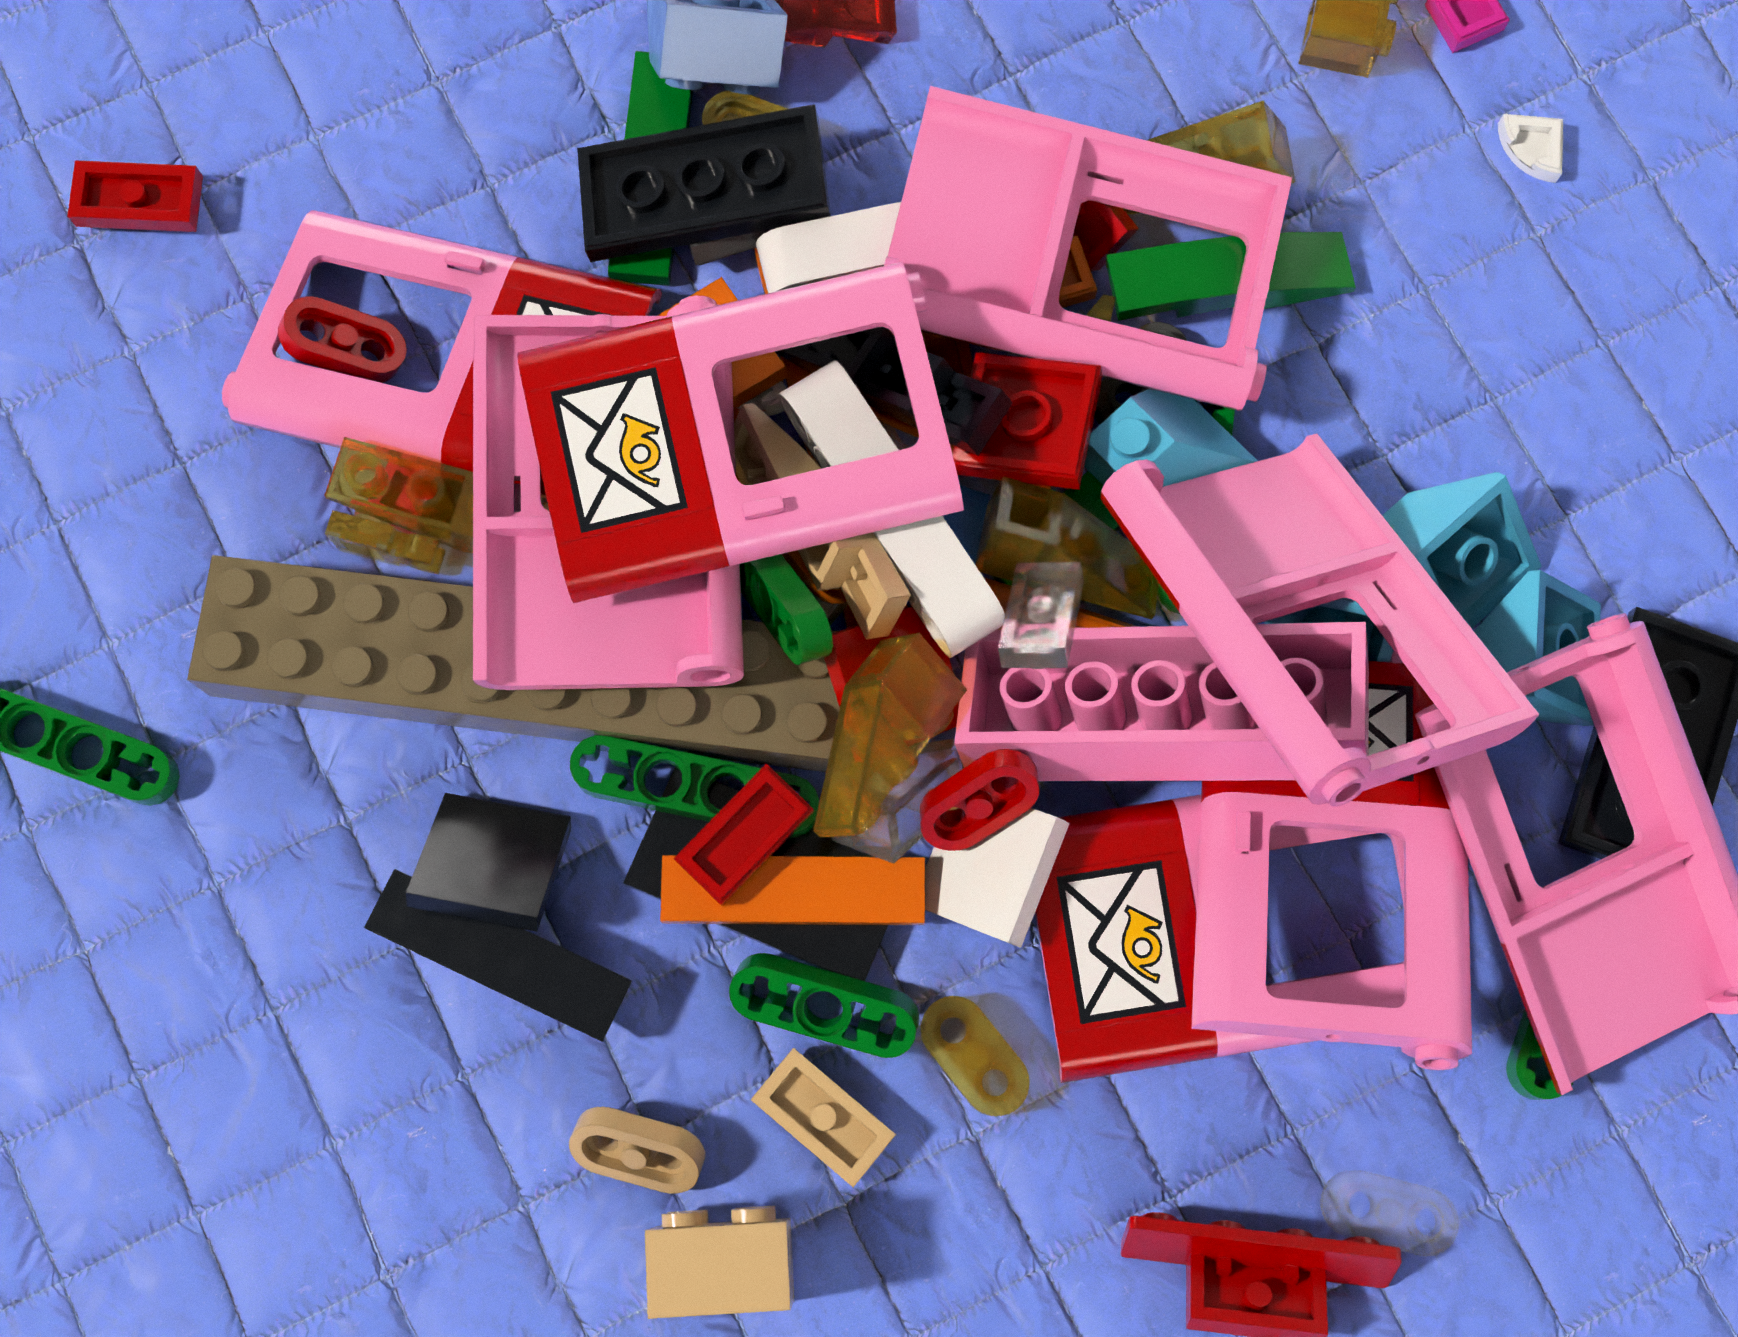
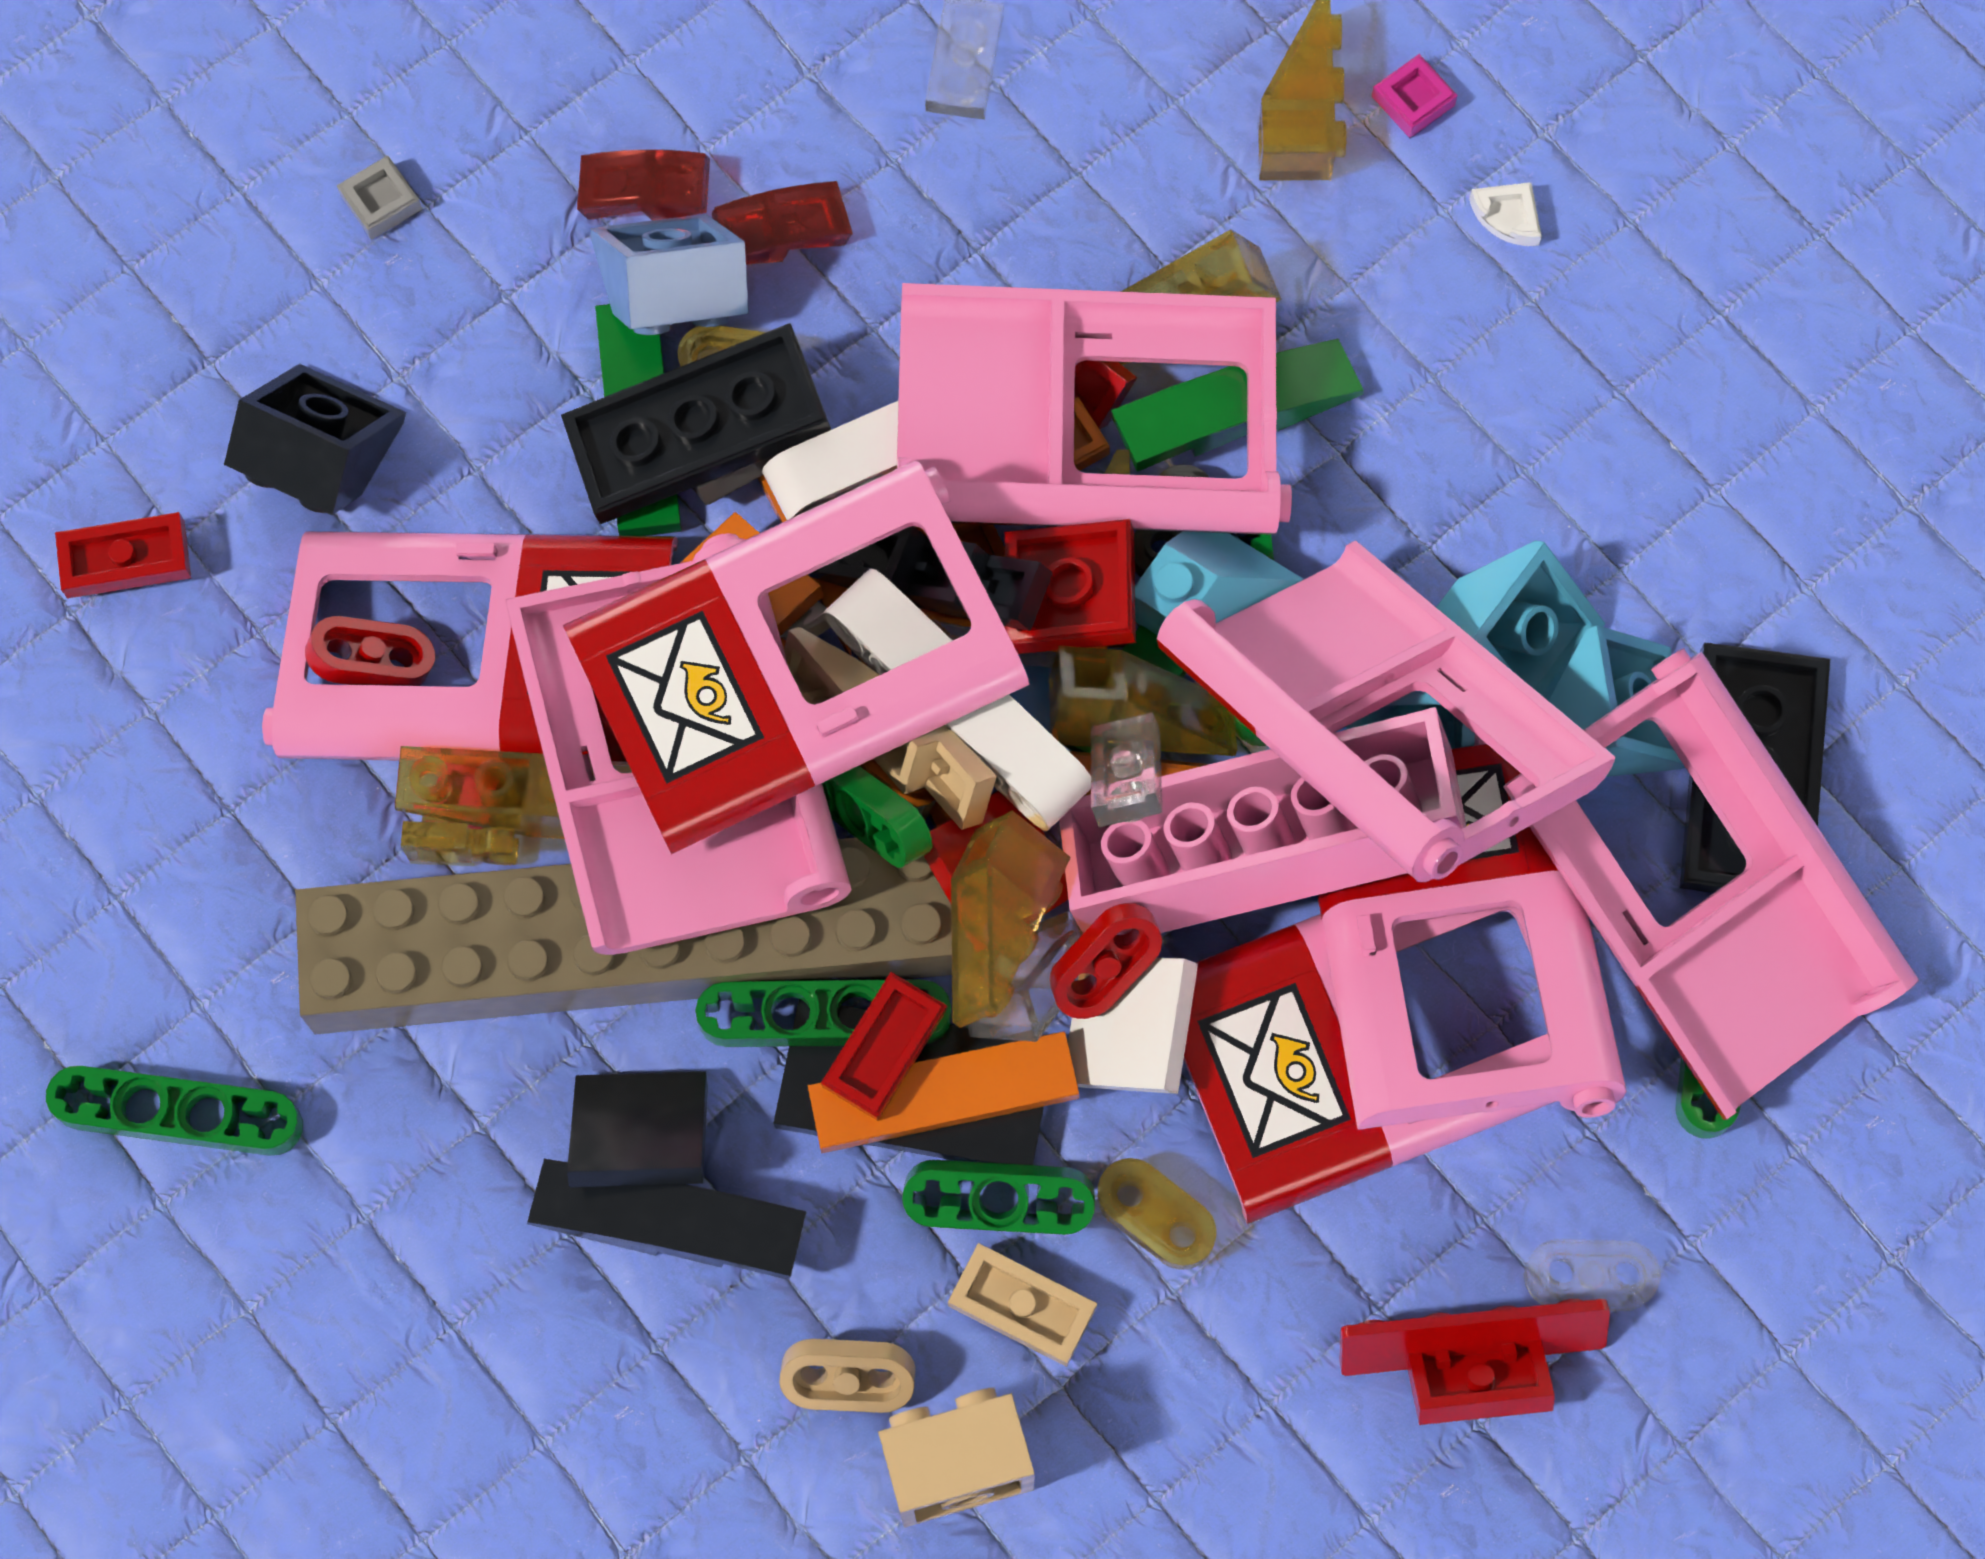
camera: 10 degrees left, 5 degrees down
(337, 121) = (311, 438): none -> black slope

